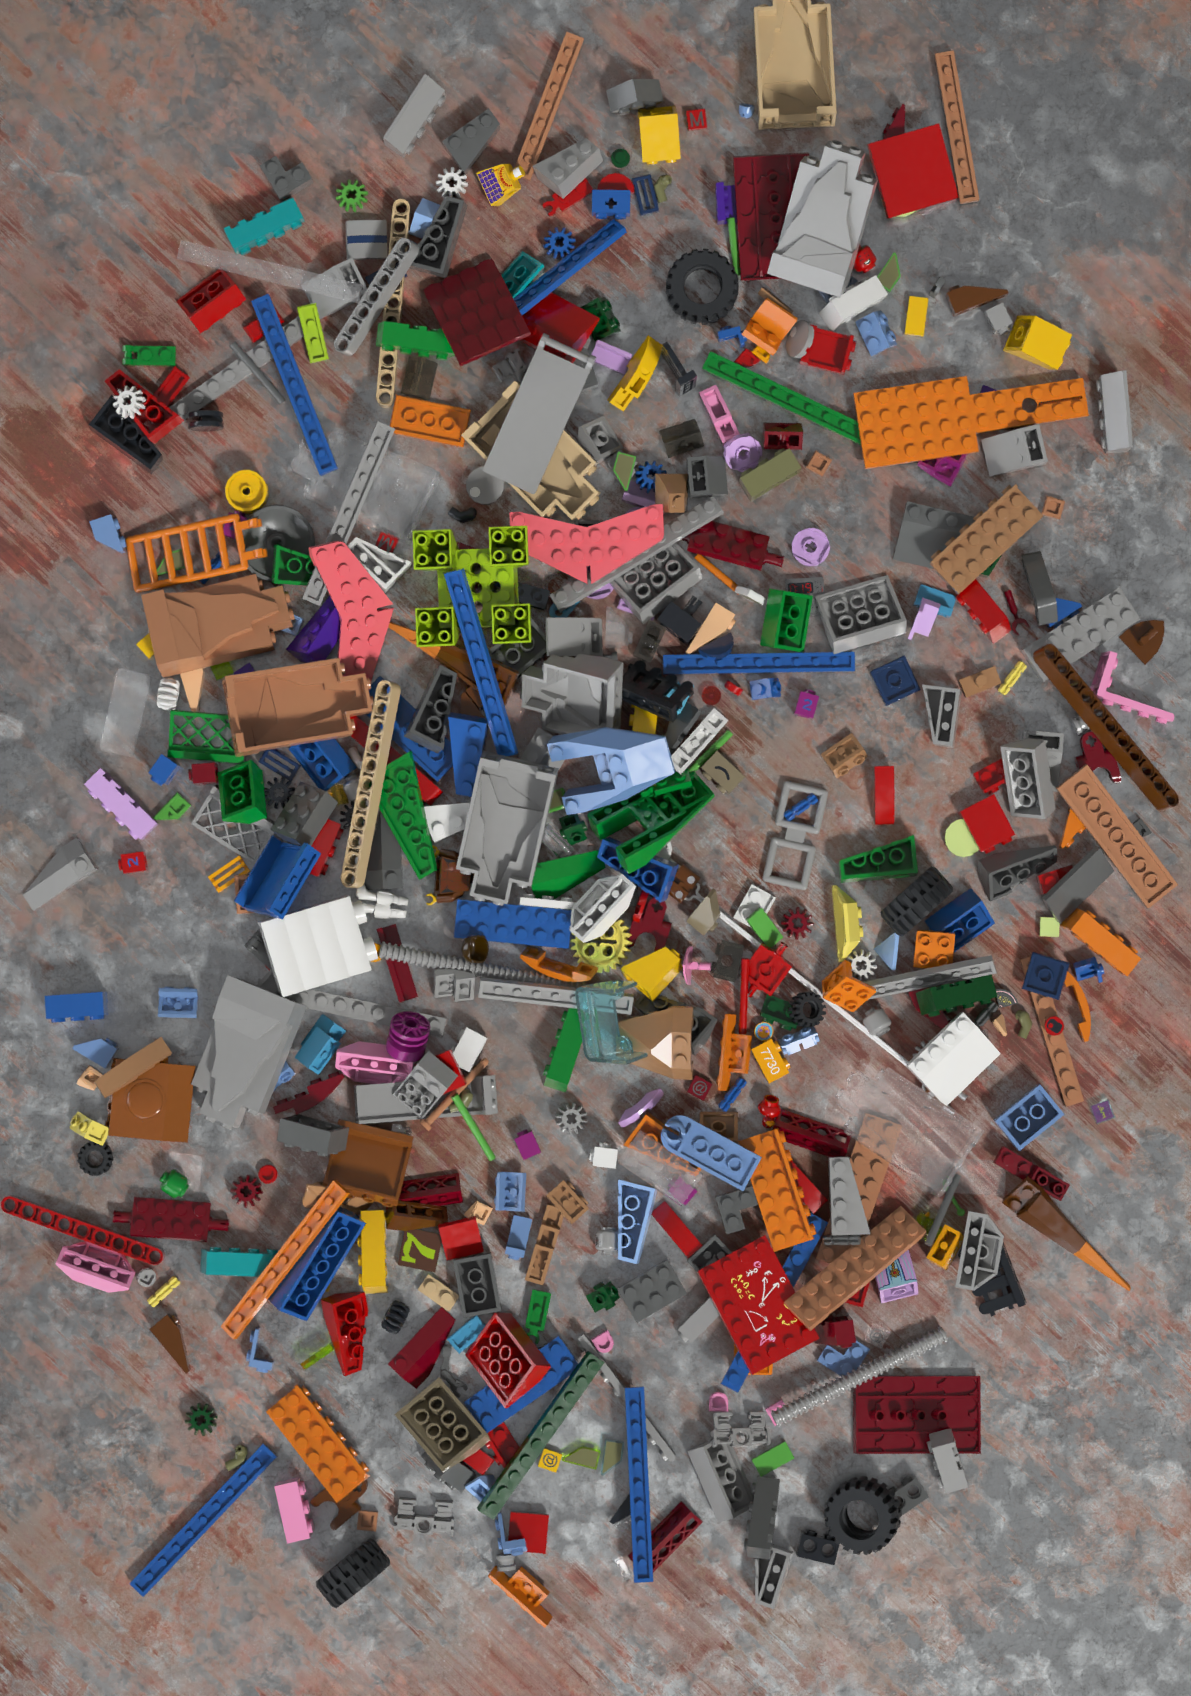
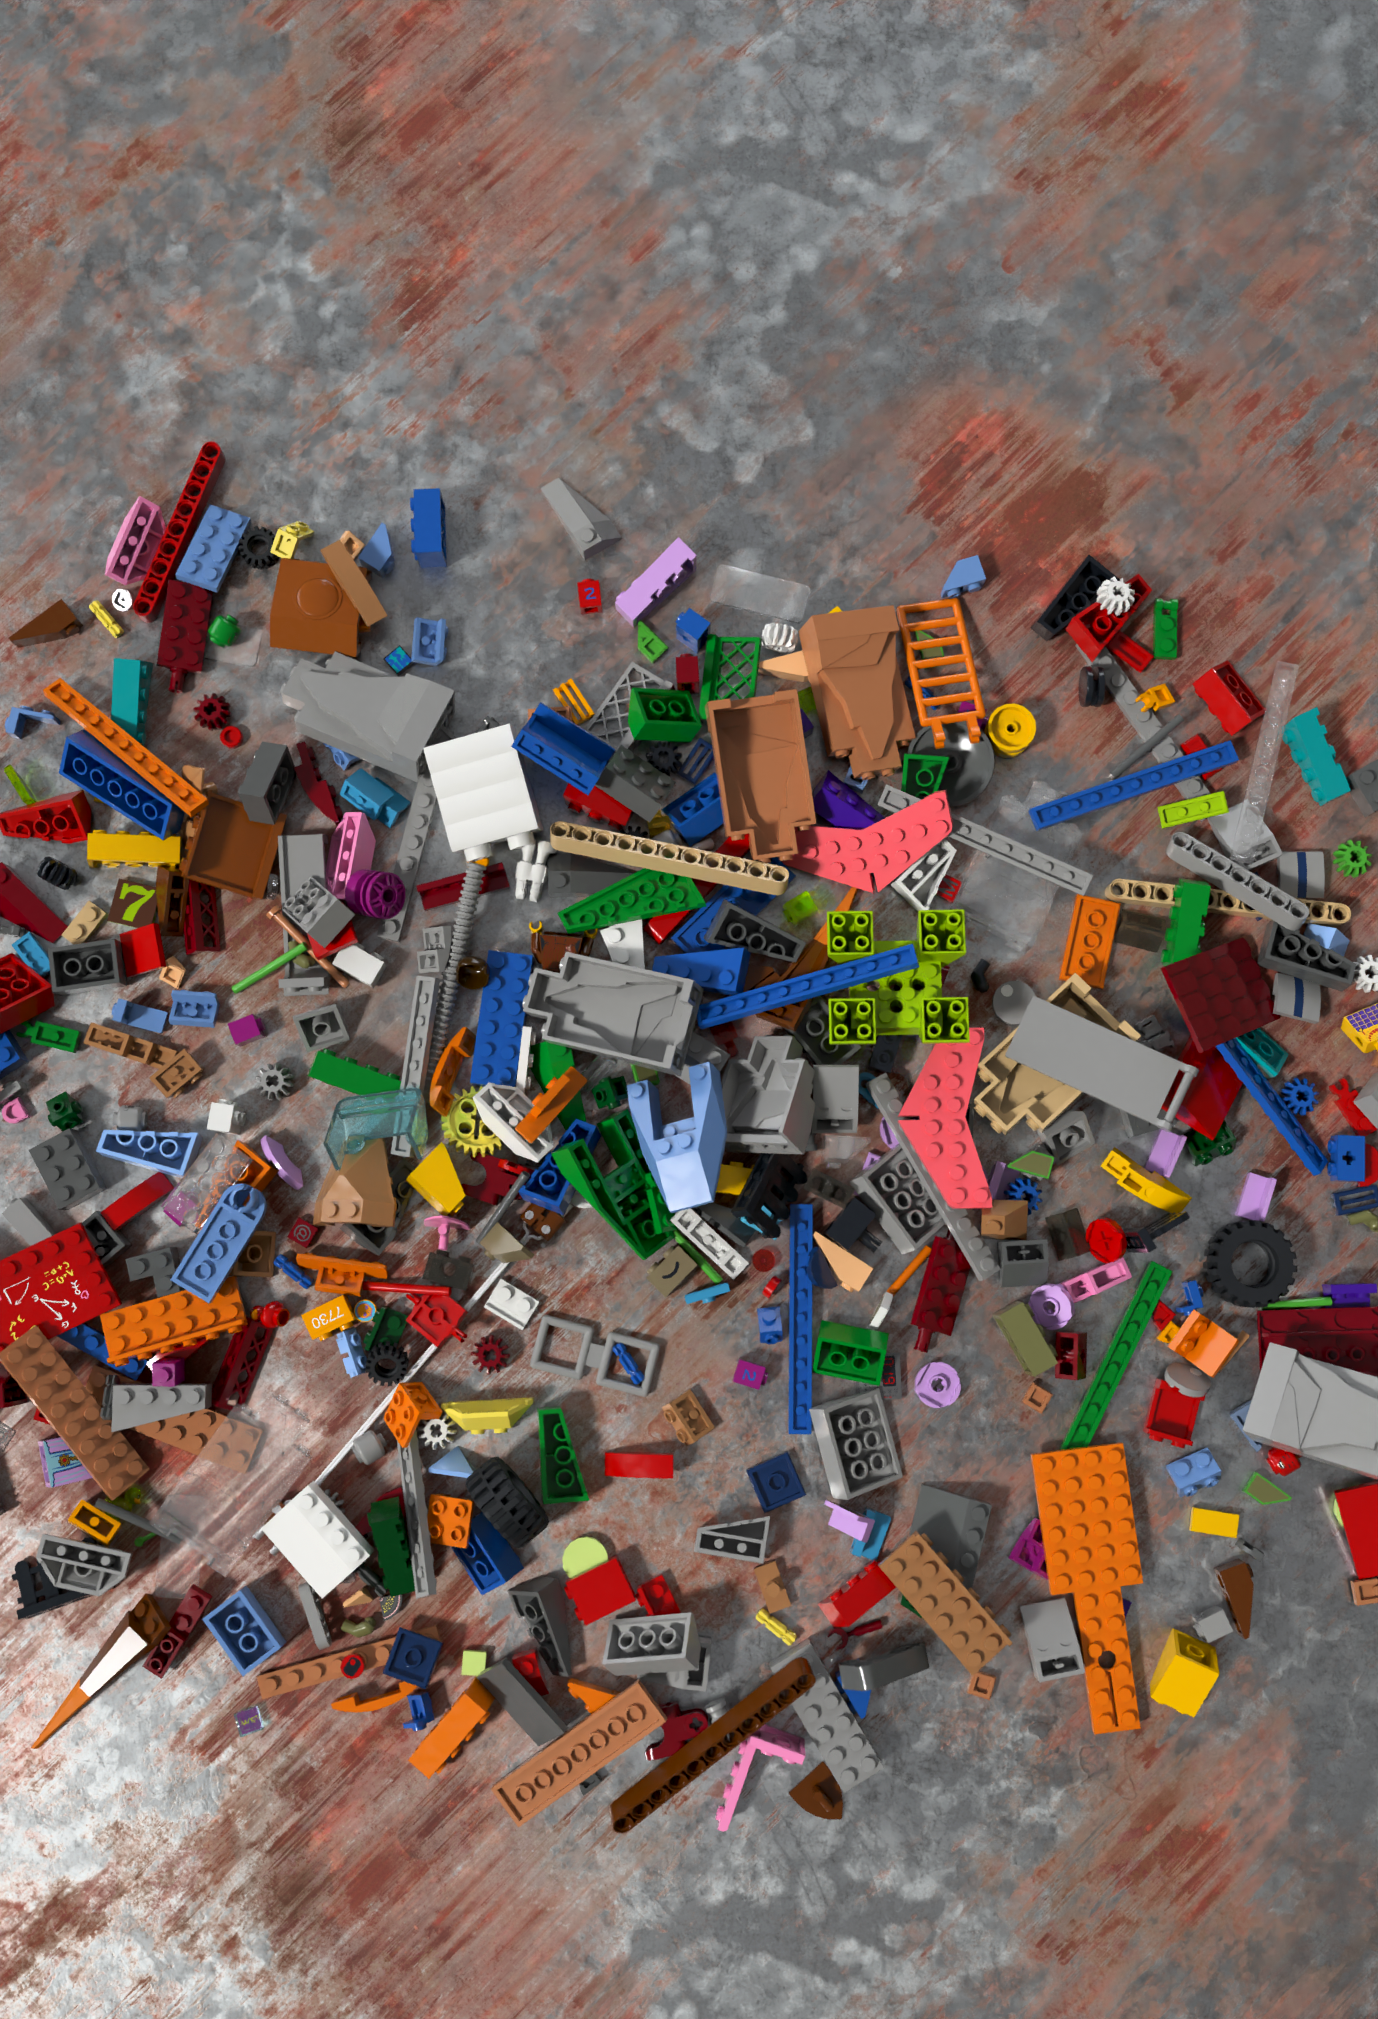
camera: 90 degrees right, 5 degrees down
(98, 1198) = (213, 548): none -> medium blue plate
(195, 1030) = (398, 660): none -> tile
(213, 364) = (1156, 697): none -> light orange plate
(408, 671) = (799, 908): none -> clear neon green brick
(475, 244) = (1296, 998): none -> light grey slope
(520, 732) = (725, 1034): none -> clear red plate
(524, 1079) = (322, 1027): none -> light grey slope
(585, 877) = (550, 1104): none -> orange bracket
(646, 280) = (1255, 1197): none -> lavender panel
(673, 916) = (504, 1205): none -> dark grey bar
(685, 407) = (1106, 1240): none -> red tile
(741, 742) = (708, 1294): none -> dark azure plate
(764, 927) = (486, 1315): bright green tile -> none
(819, 1190) = (168, 1371): none -> magenta brick
(852, 302) = (1232, 1445): white wedge -> none
(1015, 1060) = (315, 1616): none -> light grey beam
(1115, 412) = (1098, 1769): light grey slope -> none

